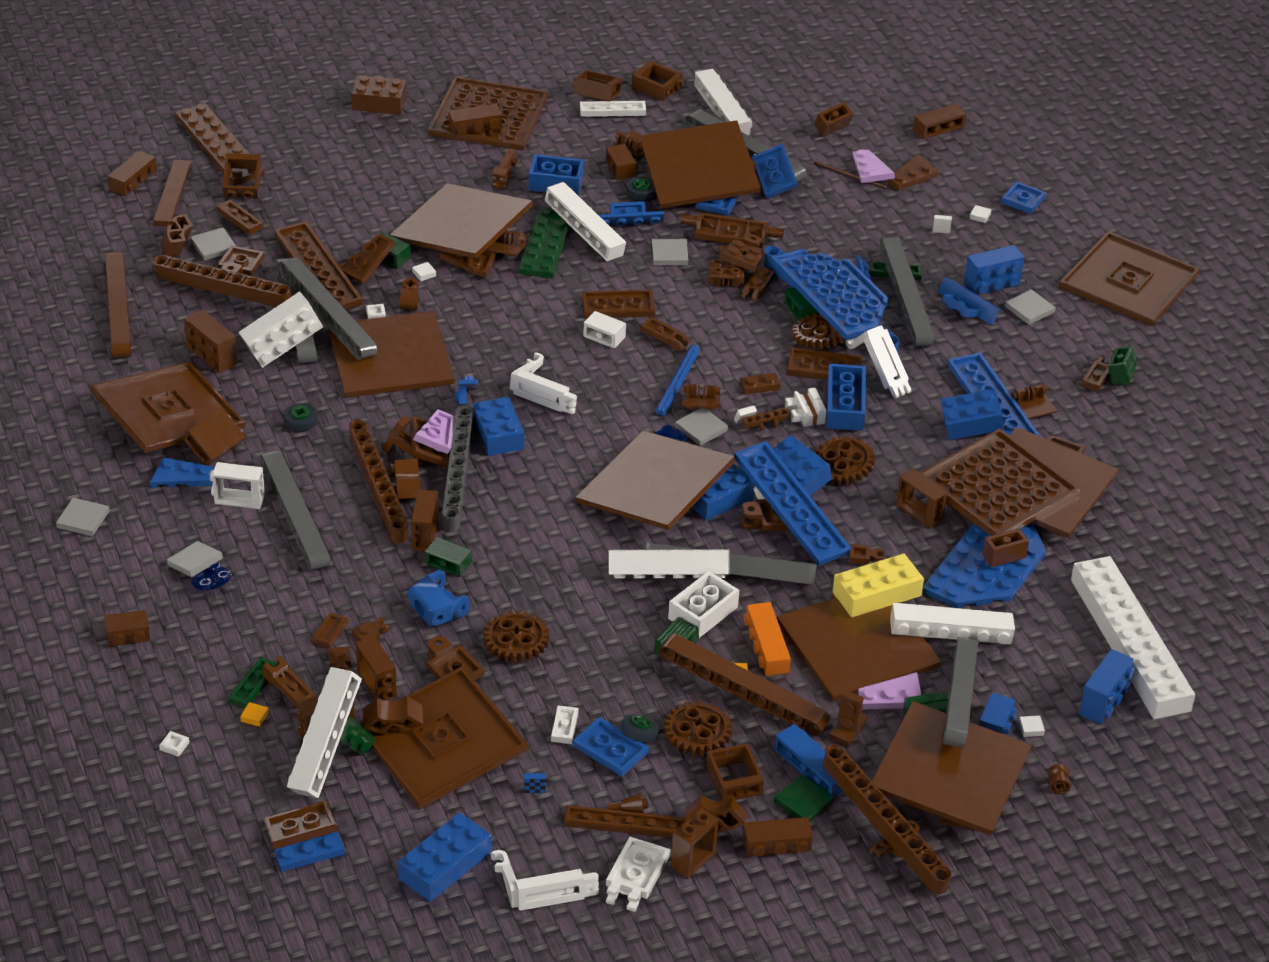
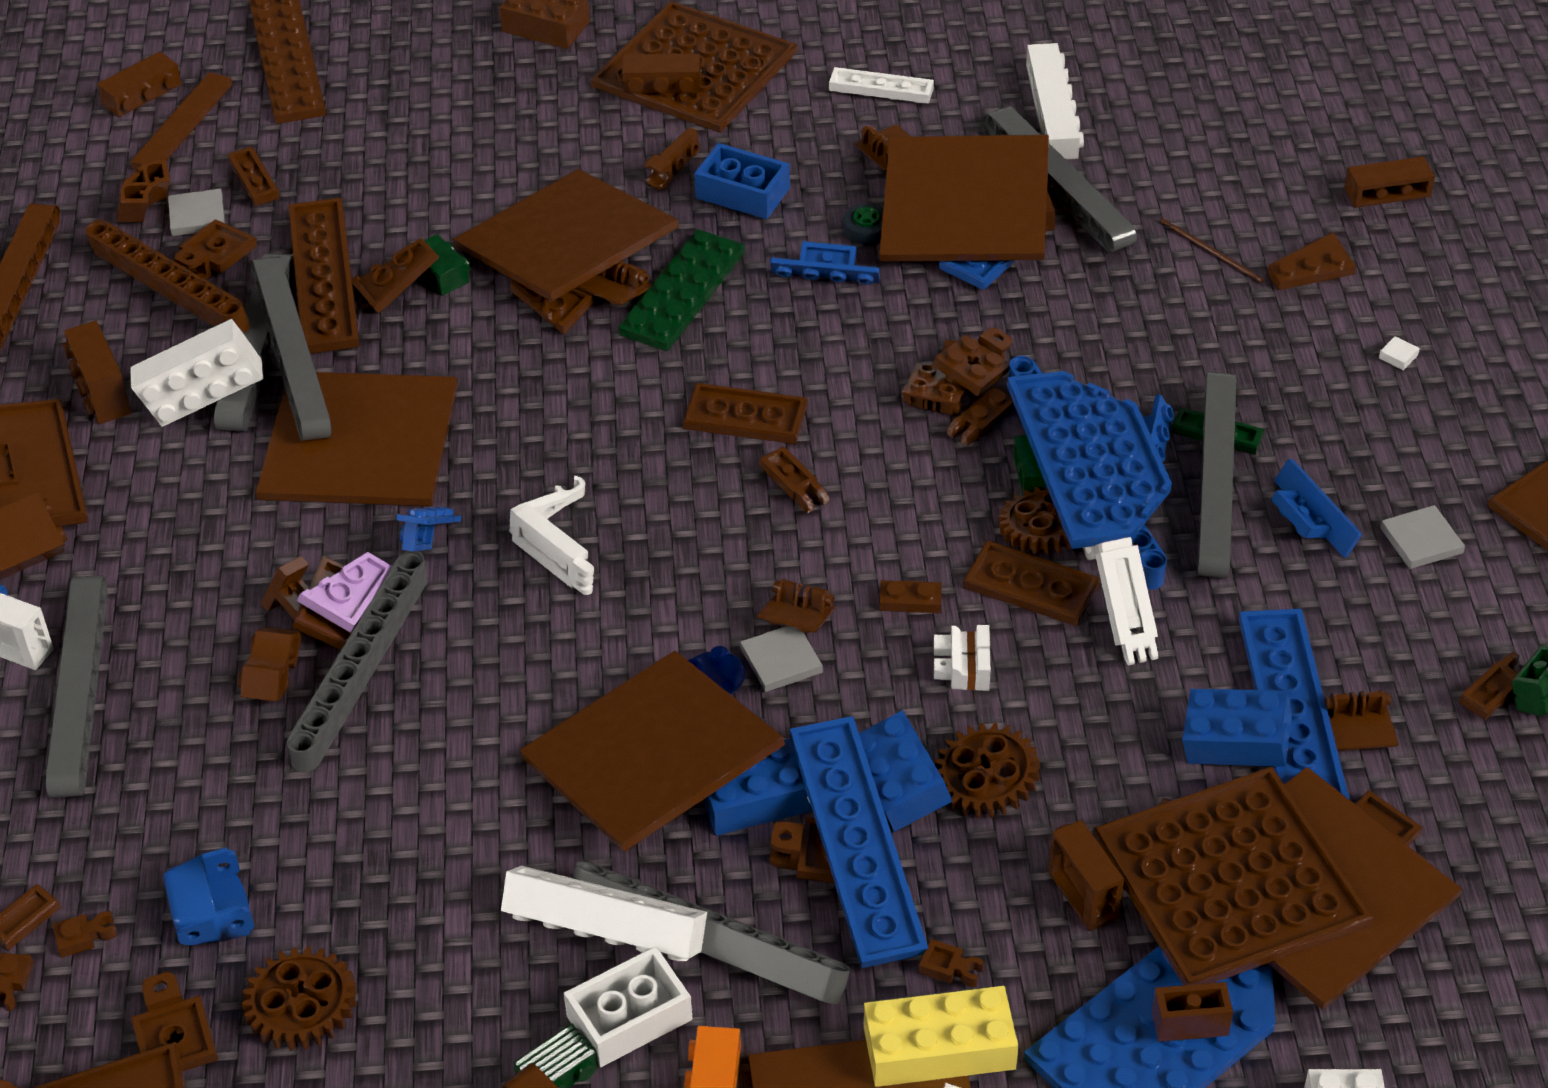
camera: 20 degrees right, 5 degrees up
(242, 161) = (287, 89): reddish brown window -> none
(300, 417) = (170, 522): black wheel -> none
(375, 311) = (372, 362): white tile -> none
(376, 669) = (38, 1016): reddish brown window -> none
(378, 481) = (225, 661): reddish brown beam -> none
(409, 296) = (430, 344): reddish brown piece -> none
(424, 271) = (476, 307): white tile -> none
(424, 519) = (252, 748): reddish brown window -> none
(448, 556) = (266, 819): dark green brick -> none
(498, 426) = (454, 597): blue brick -> none
(585, 221) = (750, 266): white brick -> none
(597, 85) = (870, 45): reddish brown window -> none
(604, 329) = (700, 455): white brick -> none
(621, 161) = (854, 174): reddish brown brick -> none
(642, 80) = (946, 41): reddish brown window -> none
(669, 251) = (865, 337): light grey tile -> none
(677, 380) = (778, 566): blue axle -> none
(725, 228) = (972, 313): reddish brown plate -> none
(745, 412) = (857, 651): white tile -> none
(772, 416) = (880, 665): reddish brown piece -> none
(775, 171) = (1083, 227): blue plate -> none
(833, 119) = (1215, 153): reddish brown brick -> none
(846, 397) = (1035, 652): blue brick -> none
(871, 167) = (1246, 243): lavender wing -> none
(942, 224) = (1325, 361): white tile -> none
(994, 270) = (1377, 461): blue brick -> none
(1023, 197) = (1482, 336): blue plate -> none

